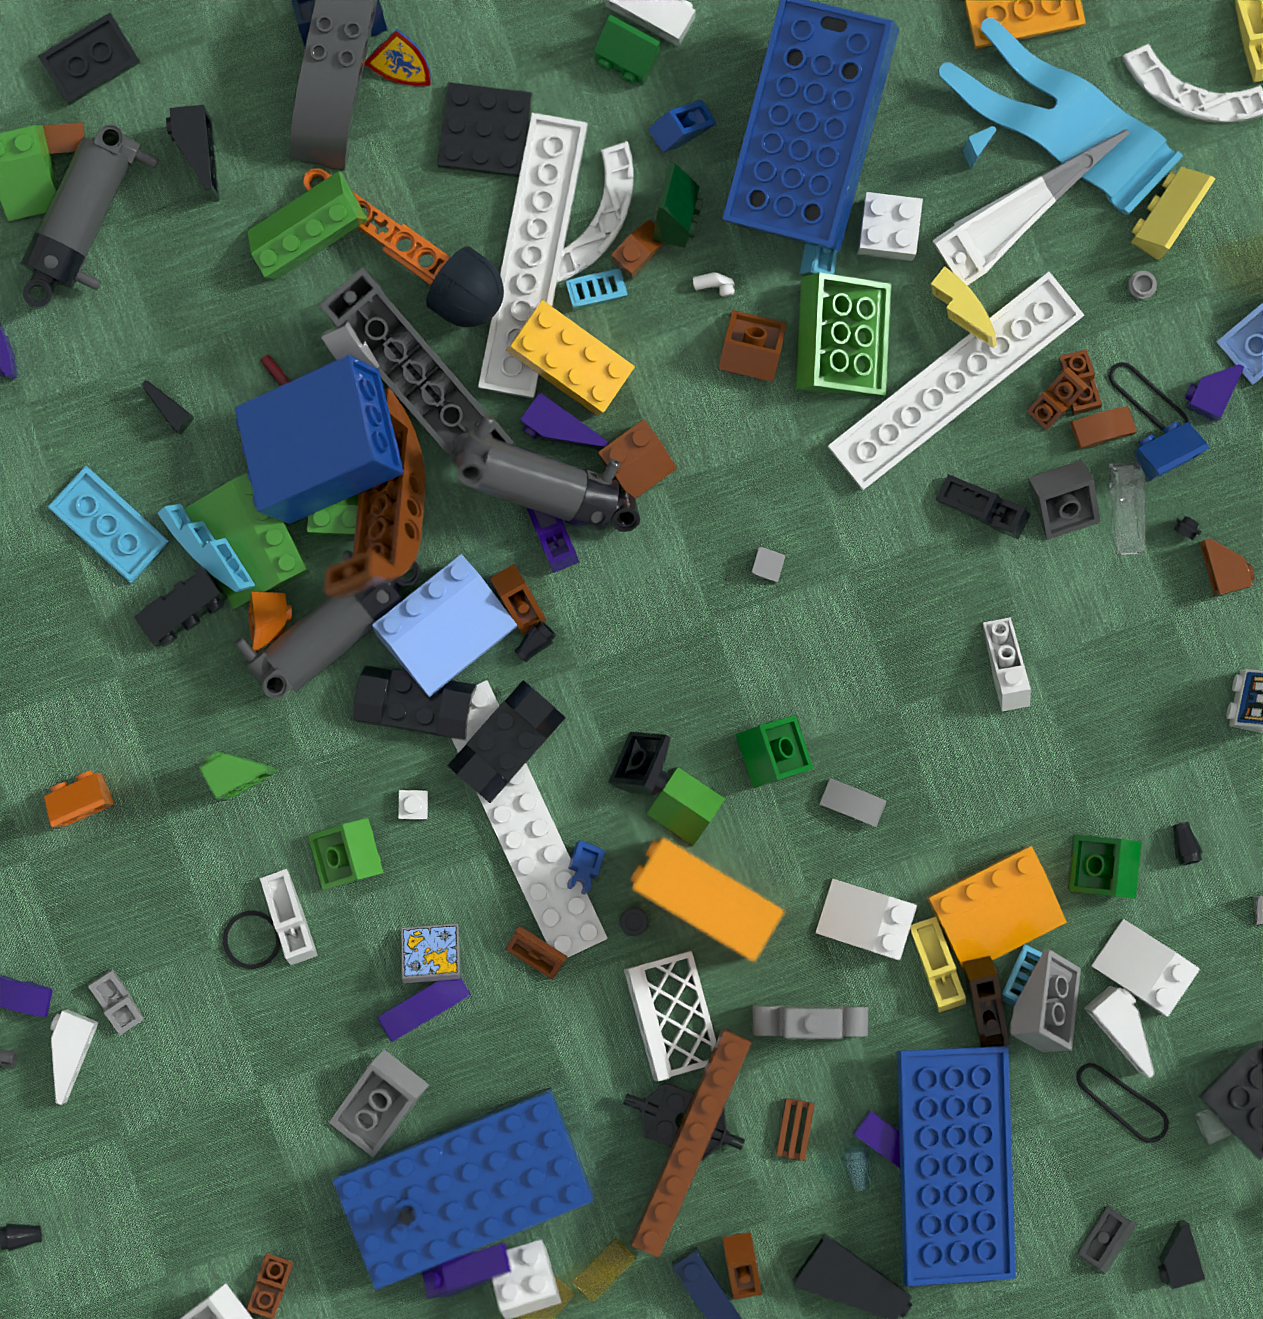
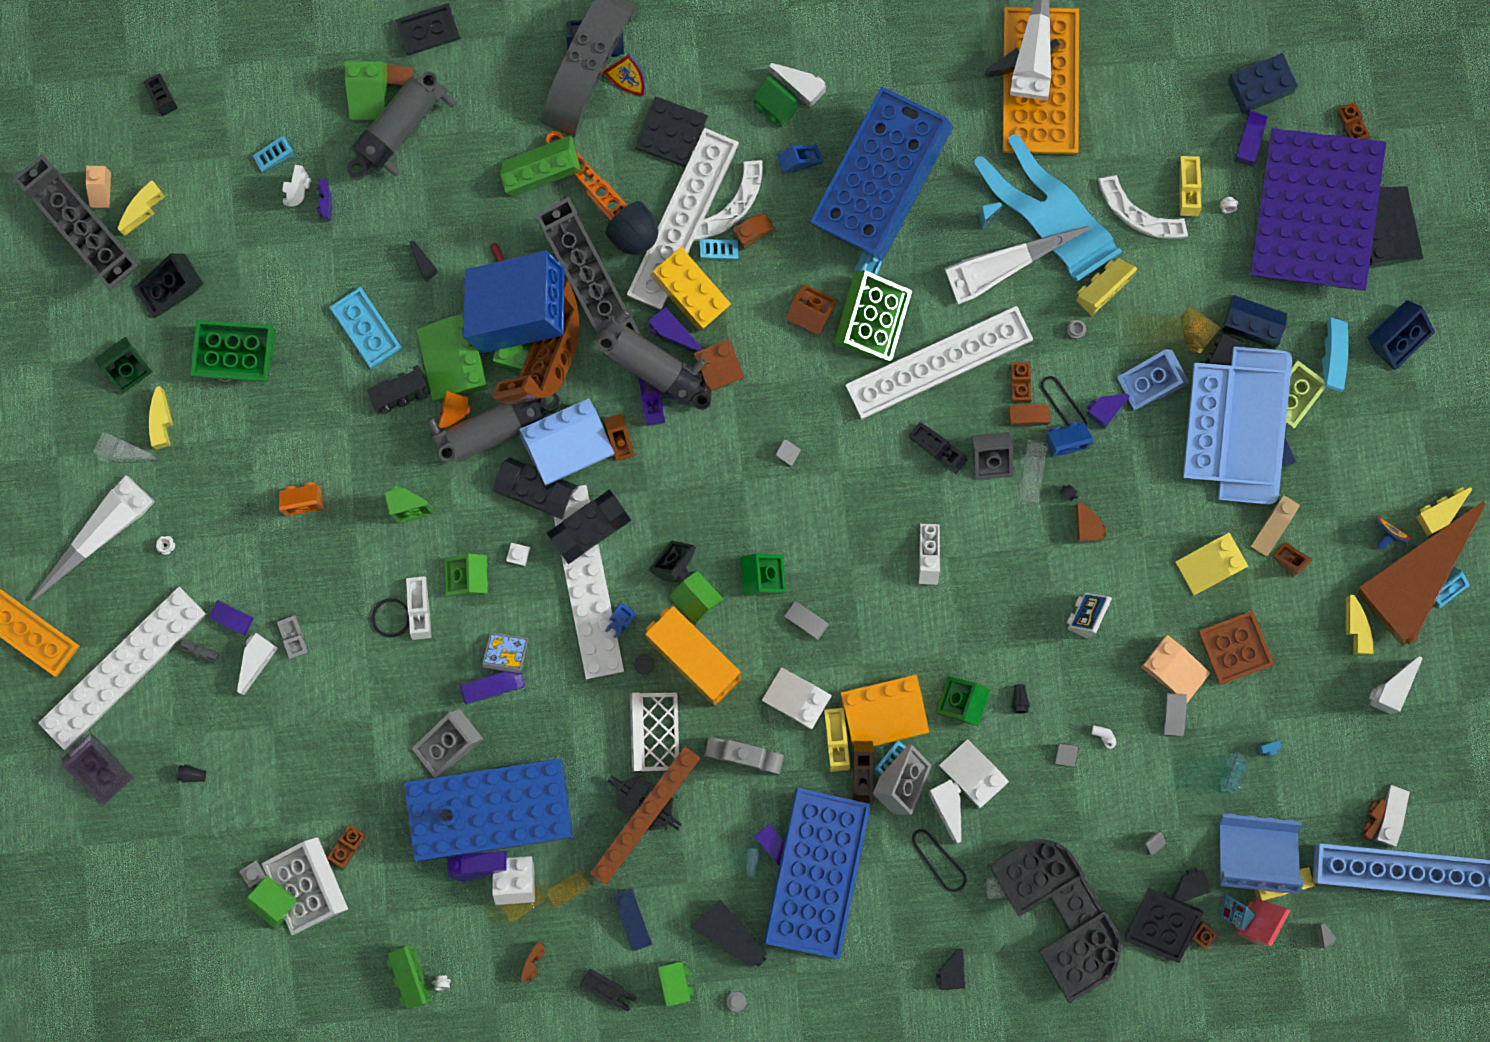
camera: 15 degrees right, 5 degrees down
(193, 133) = (483, 89): black slope -> none
(211, 554) = (428, 361): medium azure slope -> none
(344, 342) = (545, 241): light grey slope -> none
(536, 640) = (624, 466): black cone -> none
(537, 949) = (573, 665): dark orange tile -> none
(676, 208) = (783, 209): dark green slope -> none
(716, 280) = (797, 261): white arm -> none
(742, 1265) = (660, 907): dark orange slope -> none
(791, 1153) = (710, 841): dark orange tile -> none
(889, 226) = (919, 253): white brick -> none
(963, 306) = (954, 314): light yellow slope -> none
(1057, 398) = (1003, 389): dark orange slope -> none
(1106, 1239) = (906, 949): dark grey slope -> none

